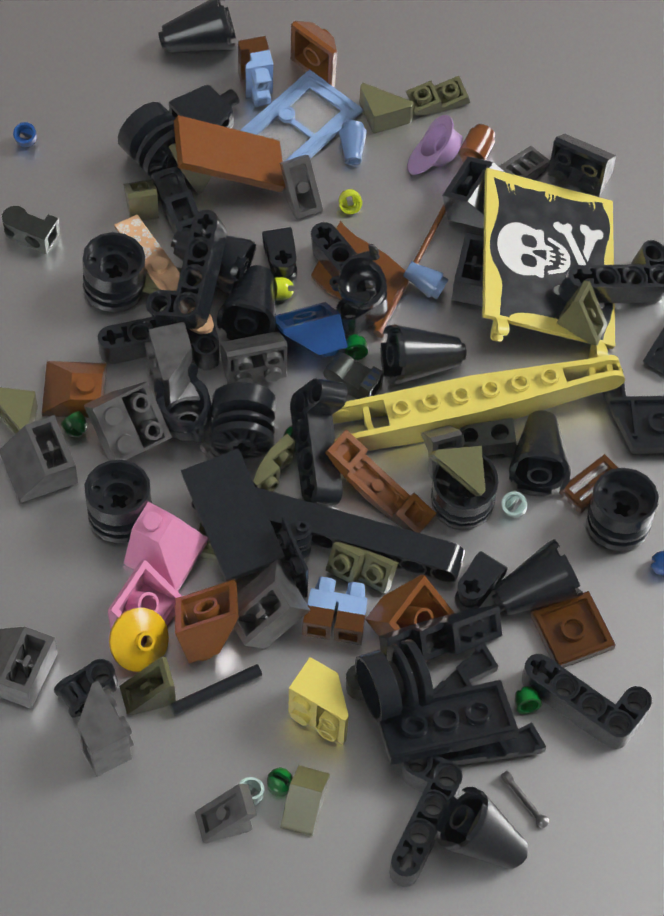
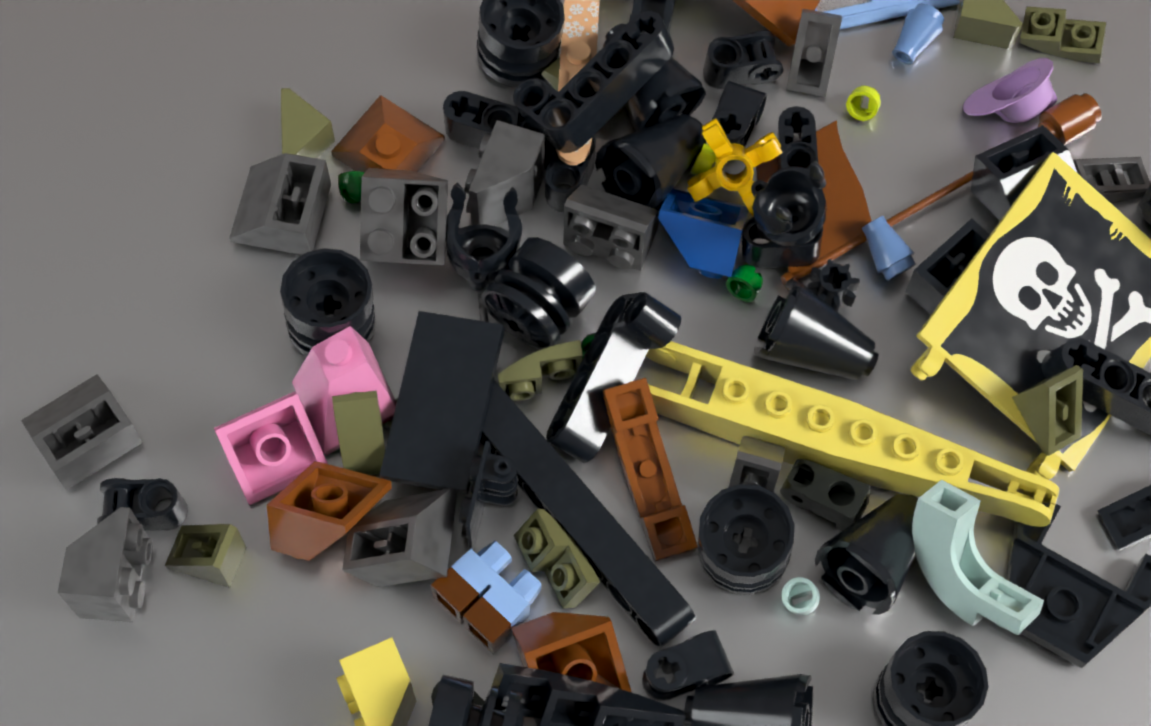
camera: 35 degrees right, 5 degrees up
(127, 635) = (229, 466): yellow dish -> none
(195, 561) = (360, 431): none -> olive slope
(215, 689) = (283, 601): black bar -> none
(262, 213) = (748, 60): none -> black piece
(317, 260) = (706, 182): none -> yellow pin
(358, 378) = (716, 319): pearl dark grey leg -> none
(409, 316) = (834, 284): none -> black gear
(464, 465) = (750, 509): olive slope -> none
(581, 477) = (884, 635): reddish brown tile -> none
(590, 435) = (955, 568): none -> light aqua arch

